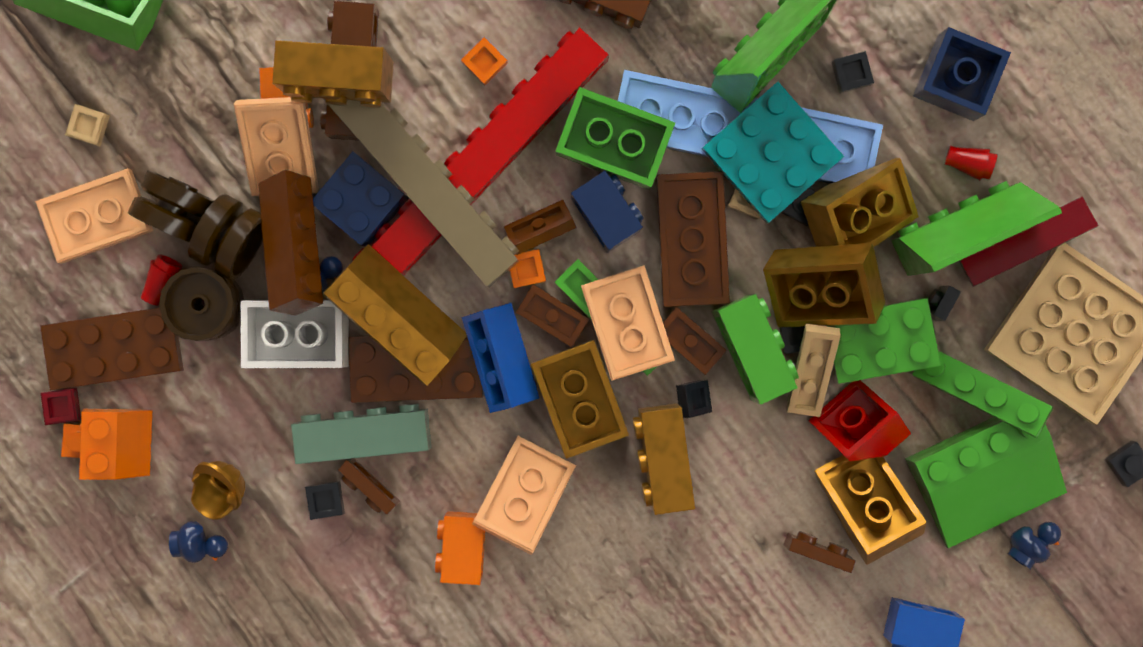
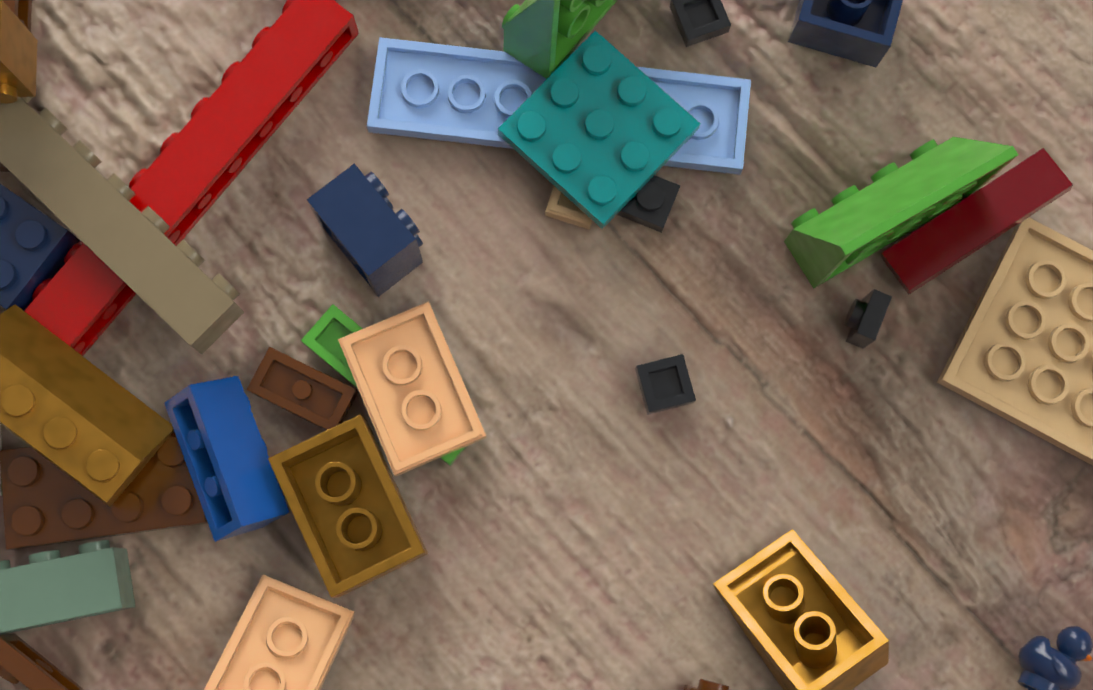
camera: 15 degrees left, 10 degrees down
(484, 61) = (181, 44): orange plate -> none
(528, 269) = (261, 327): orange plate -> none
(540, 226) = (274, 265): reddish brown plate -> none
(614, 138) = (369, 120): bright green brick -> none
(664, 459) = (481, 584): pearl gold brick -> none
(692, 341) = (511, 408): reddish brown plate -> none
(693, 239) = (499, 263): reddish brown plate -> none
(694, 398) = (521, 492): black plate -> none
(756, 348) = (602, 403): bright green brick -> none
(814, 369) = (691, 429): tan plate -> none
(825, 285) = (692, 301): pearl gold brick -> none
(860, 423) = (773, 504): red slope -> none
(861, 207) = (732, 198): pearl gold slope -> none
(895, 344) = (788, 376): bright green brick -> none
(972, 161) = (882, 120): red cone -> none
(985, 478) = (971, 564): bright green slope -> none
(987, 394) = (946, 438): bright green plate -> none

